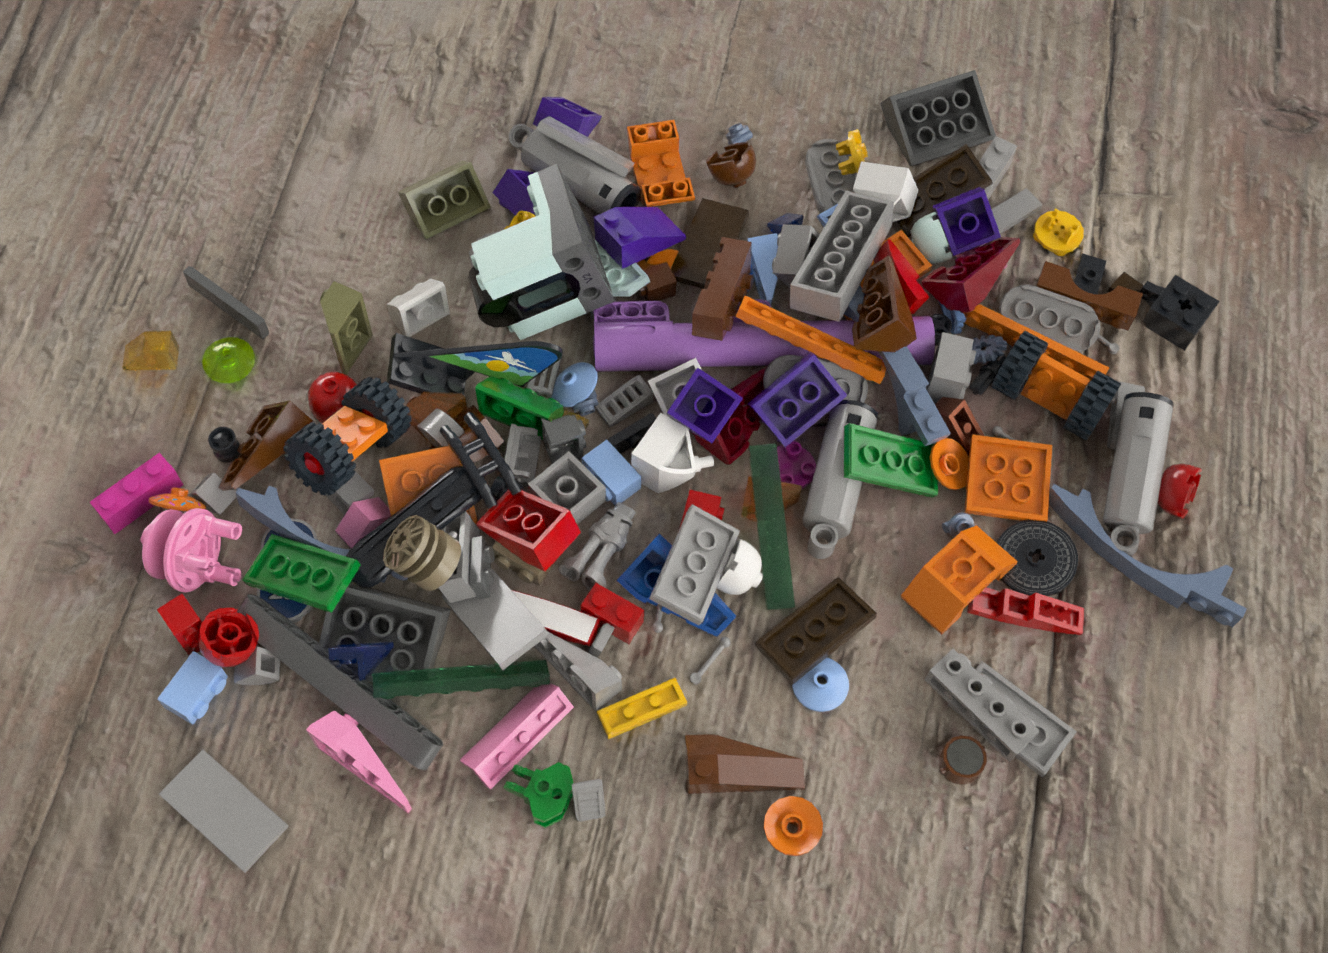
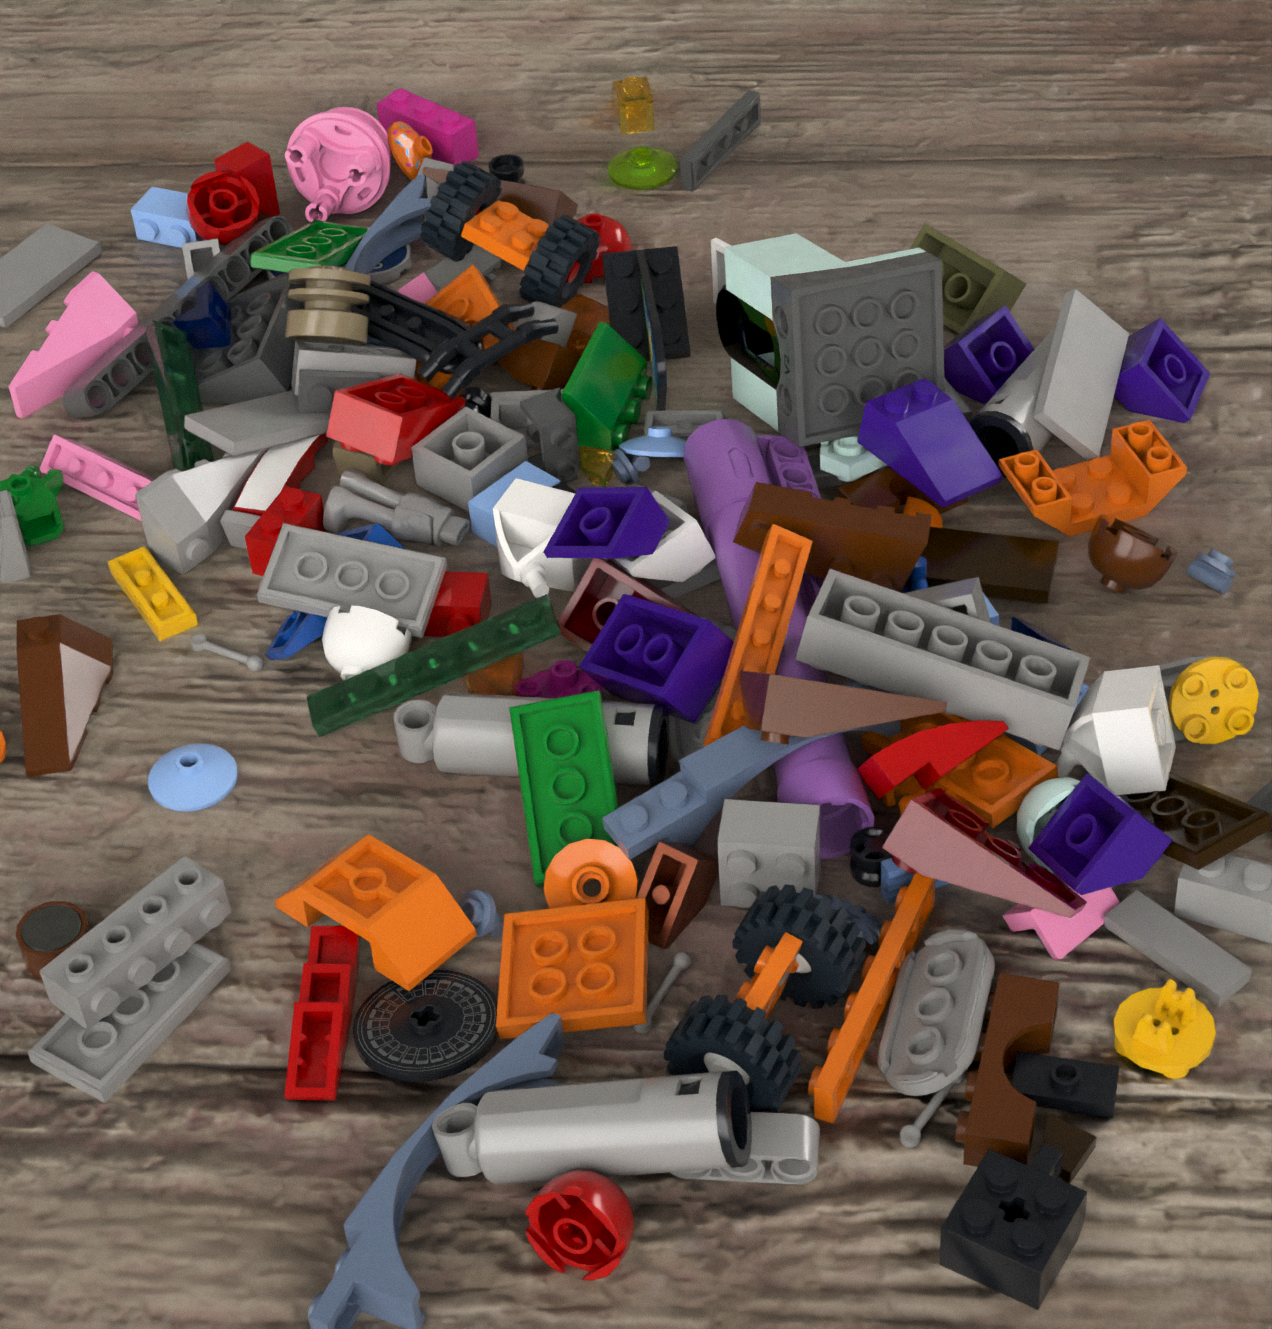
camera: 90 degrees right, 20 degrees down
(346, 322) = (682, 206): olive slope -> none
(815, 630) = (277, 755): dark brown tile -> none

